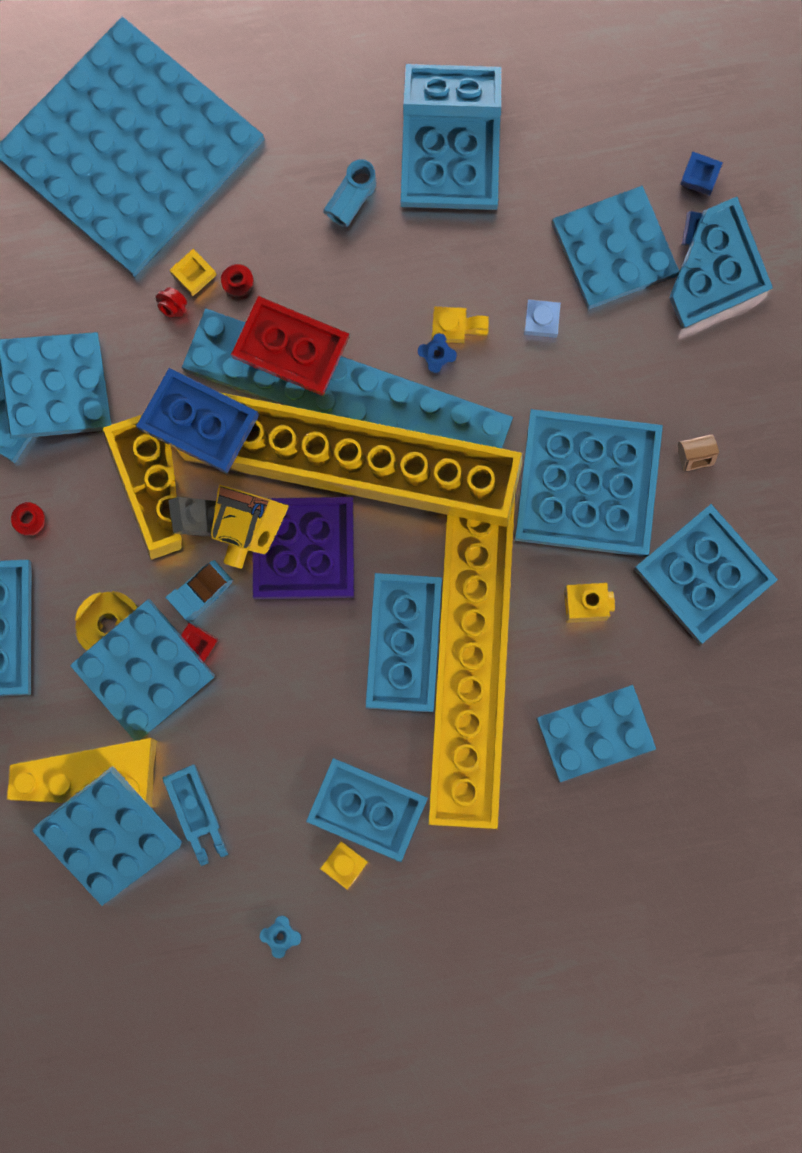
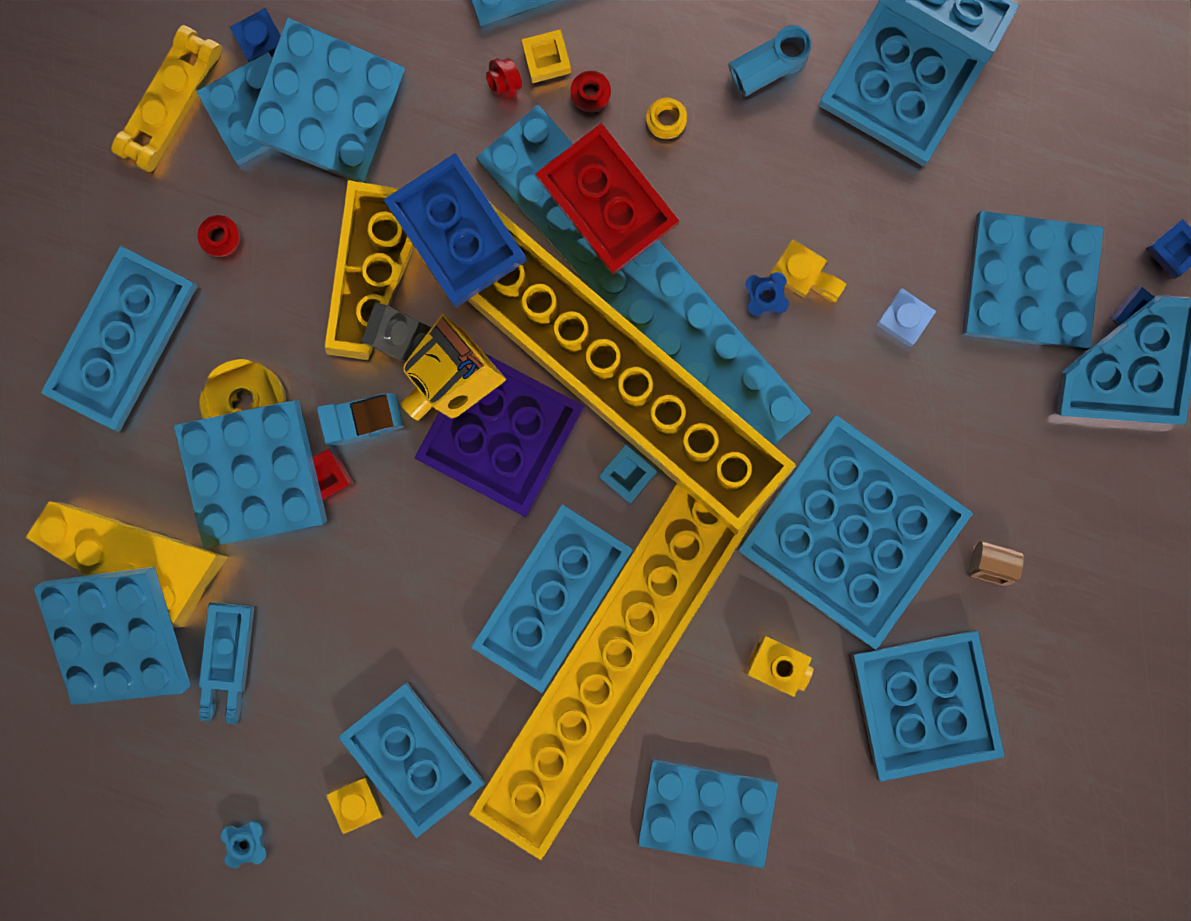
camera: 25 degrees right, 5 degrees up
(296, 262) = (666, 106): none -> yellow plate
(409, 528) = (627, 474): none -> dark azure plate

